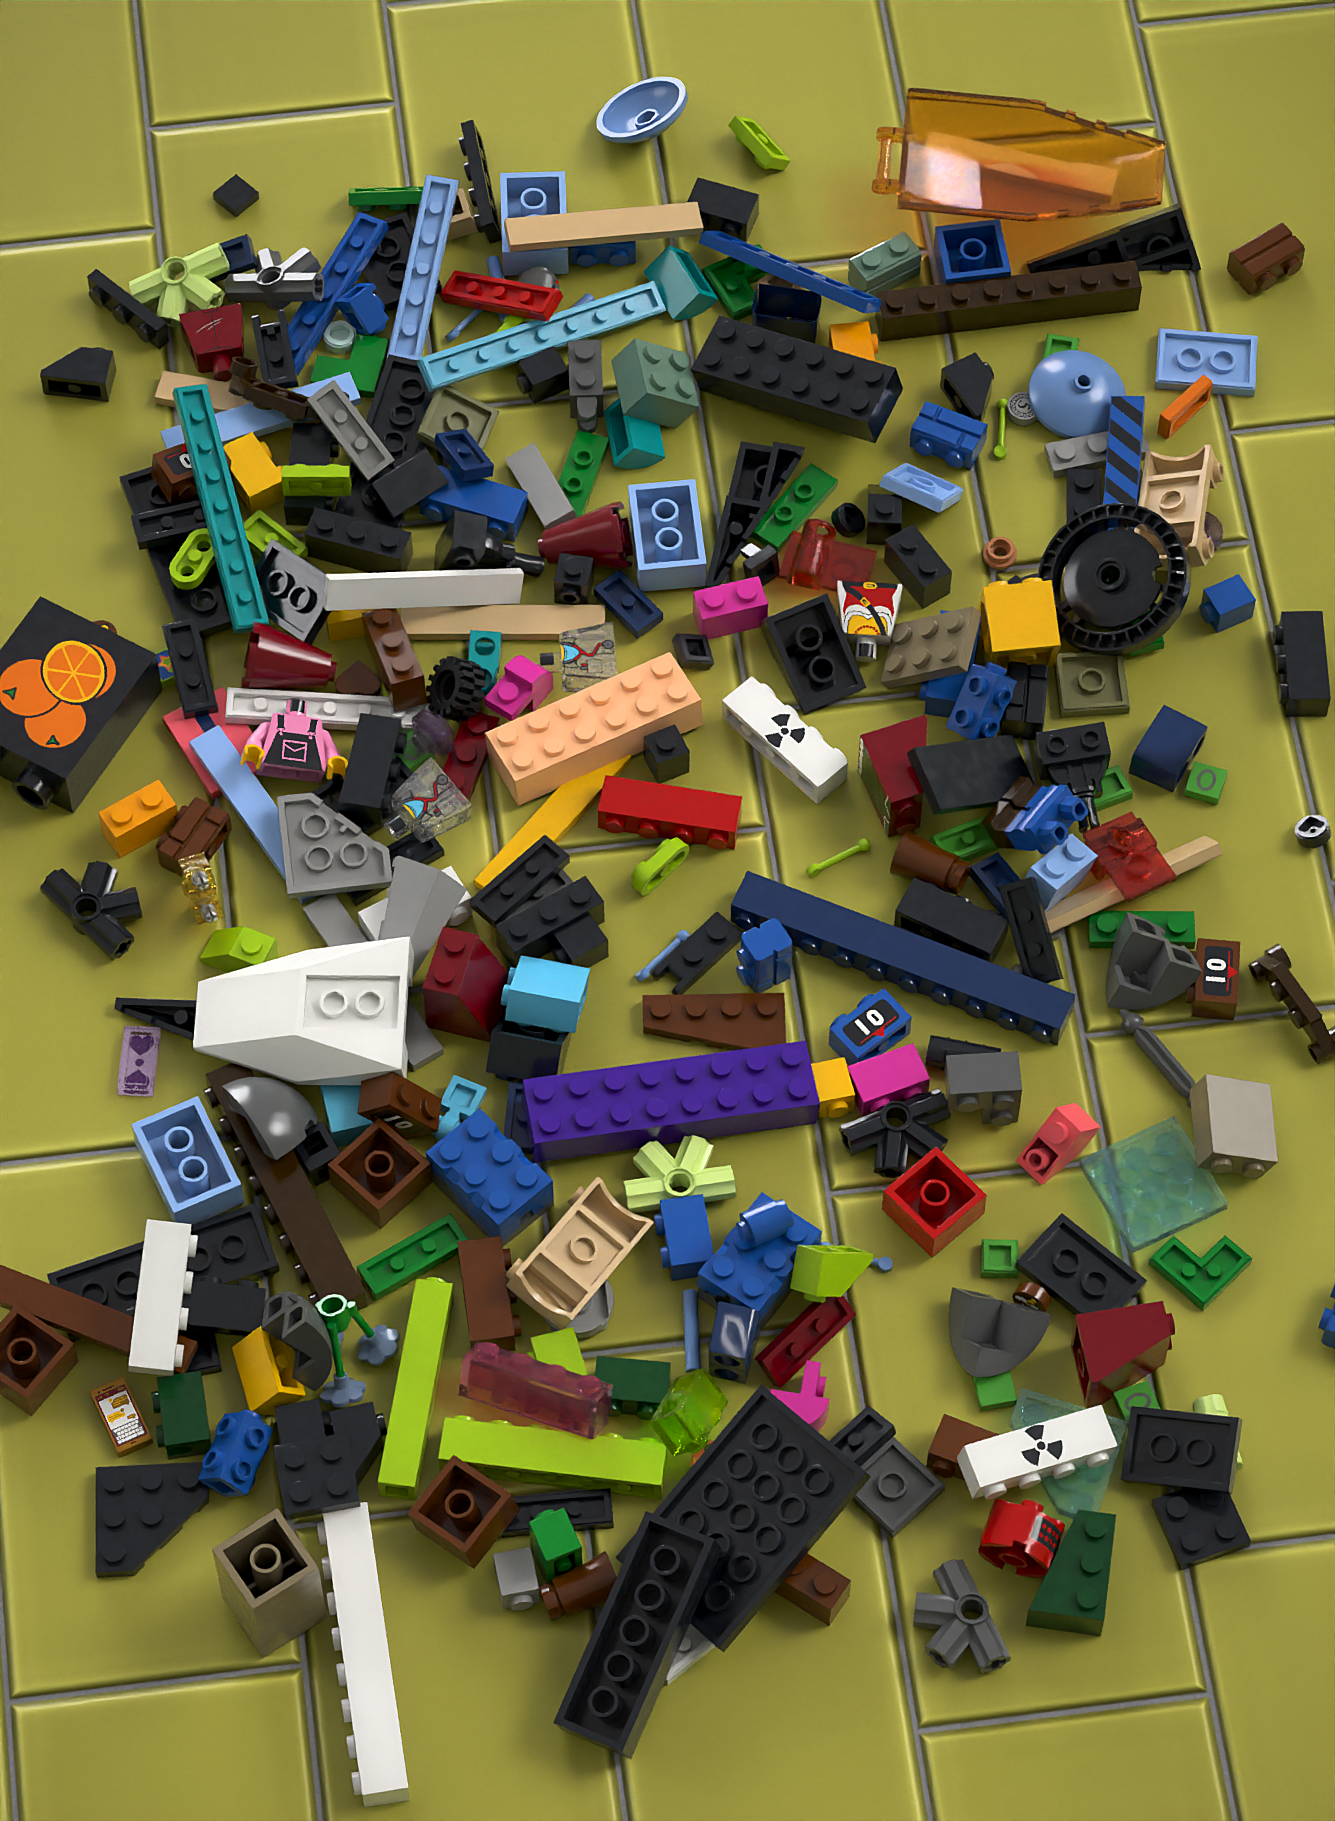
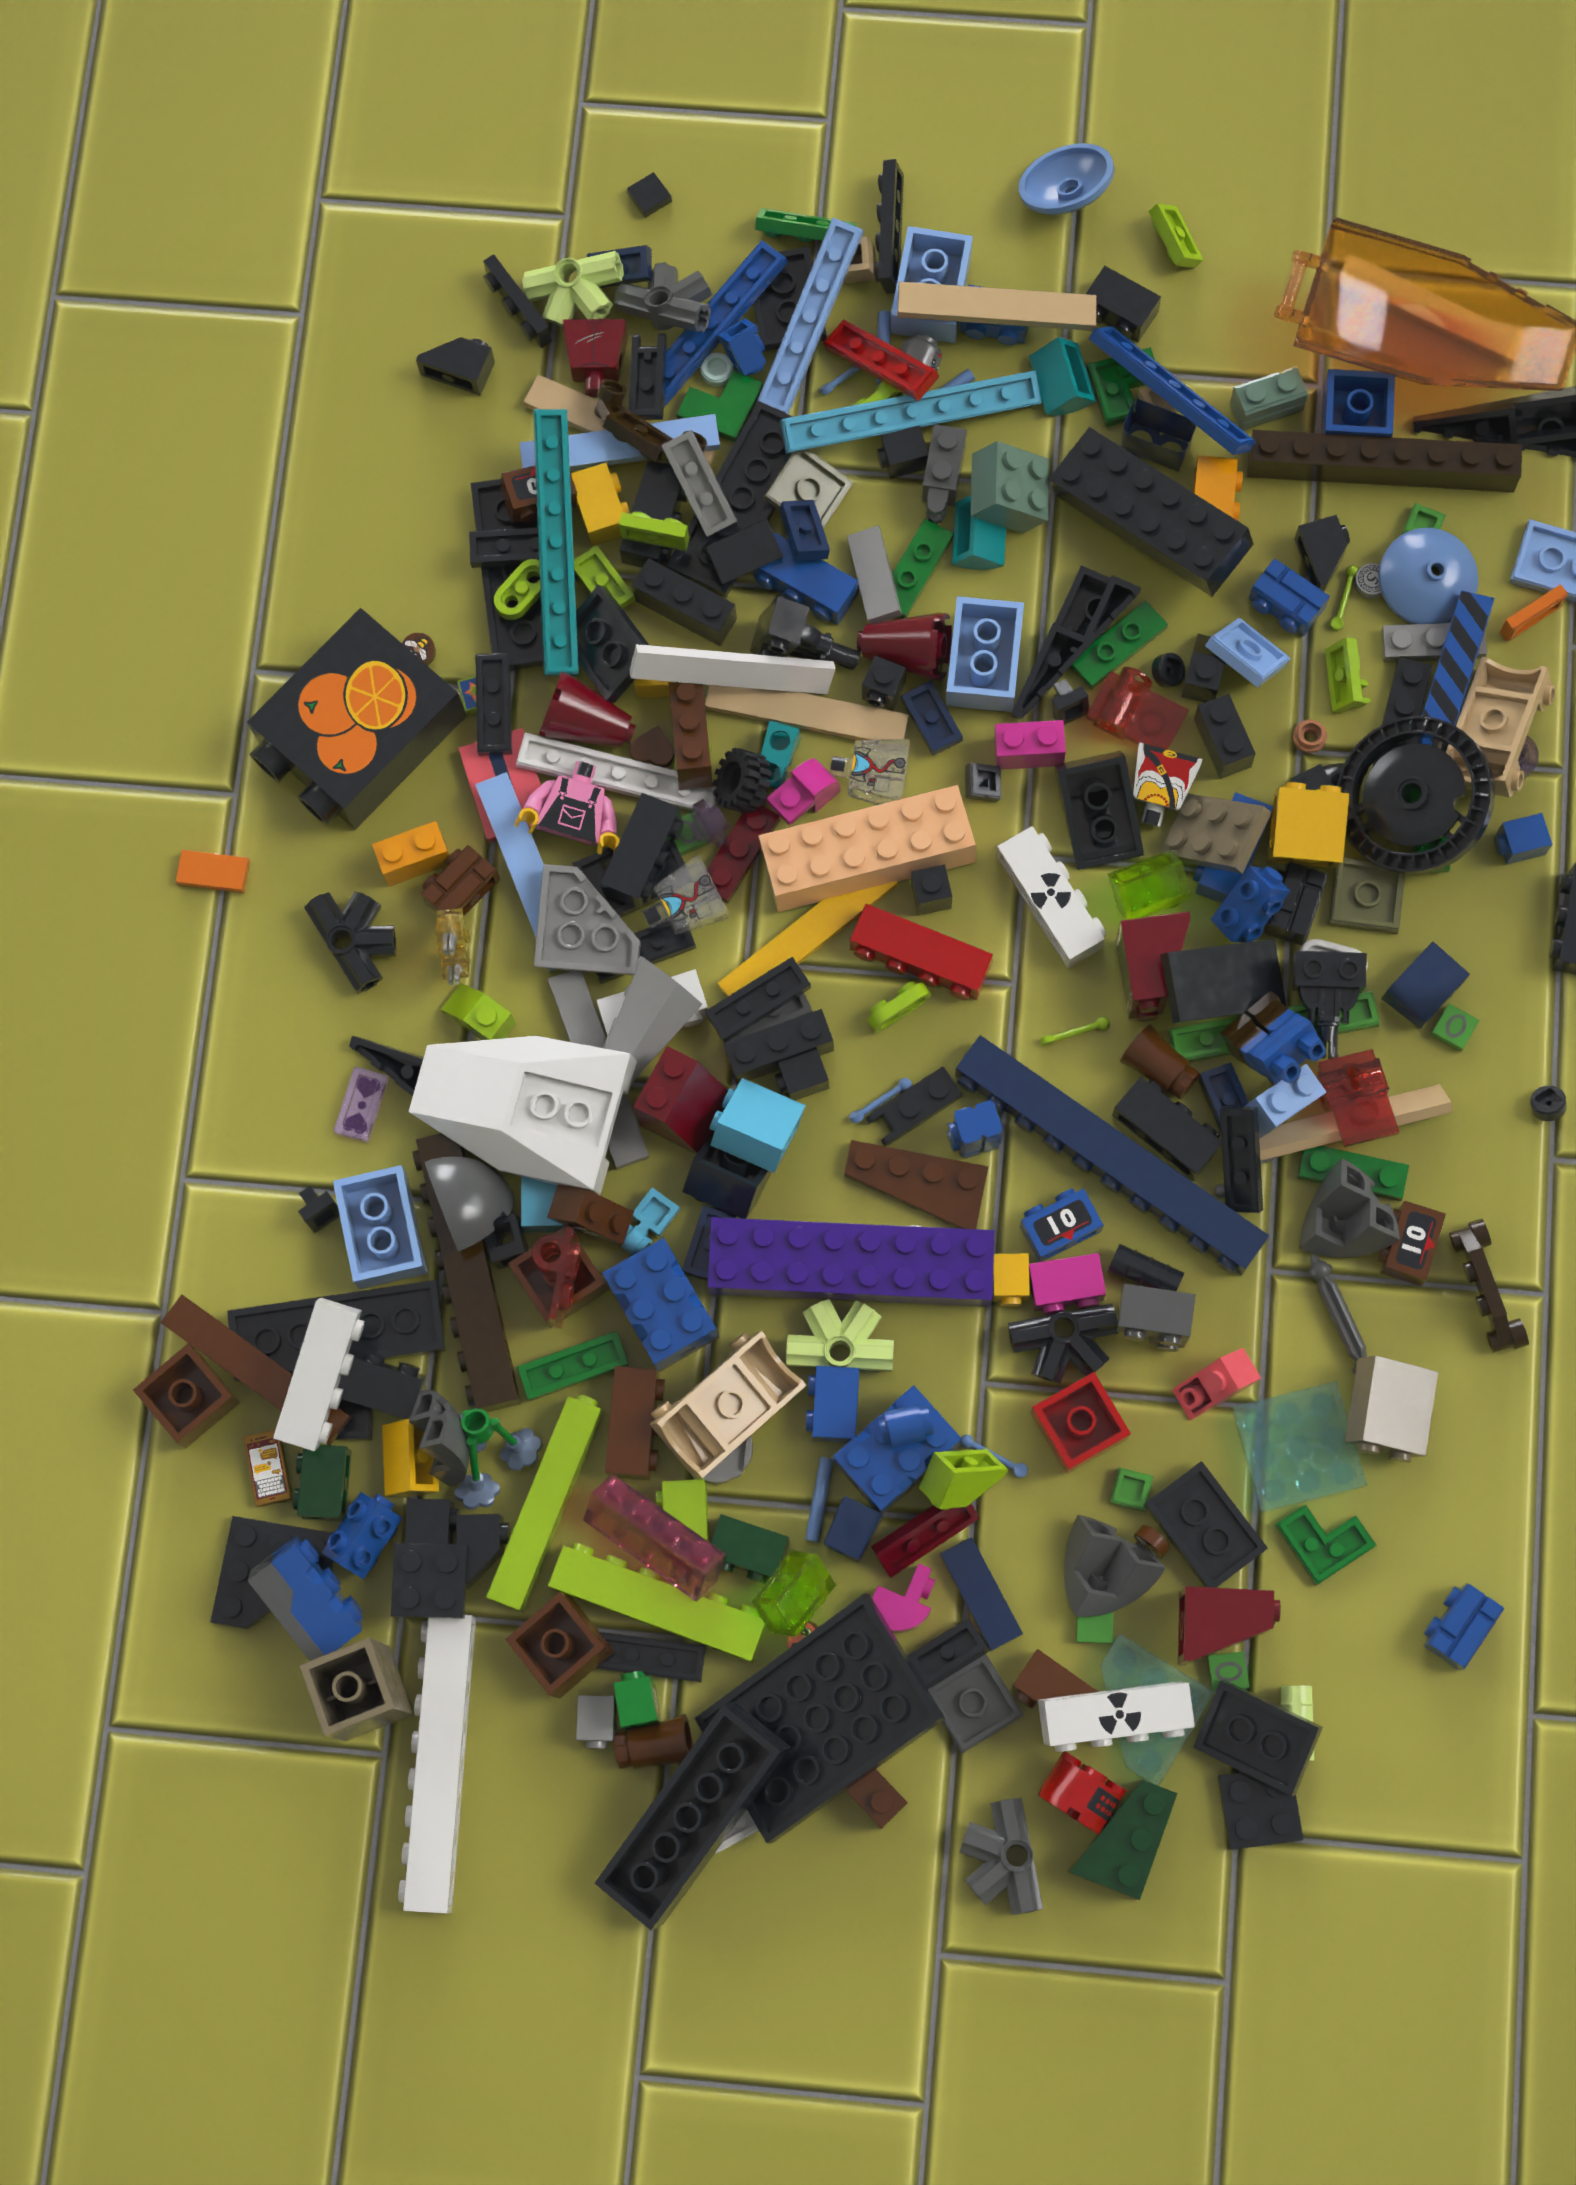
camera: 20 degrees right, 15 degrees up
(119, 1162) = (318, 1209): none -> black tile
(189, 1513) = (306, 1599): none -> blue piece
(380, 1131) = (560, 1271): none -> clear red piece
(875, 1383) = (981, 1594): none -> dark blue tile
(879, 706) = (1150, 886): none -> clear neon green brick
(1020, 494) = (1344, 676): none -> lime plate

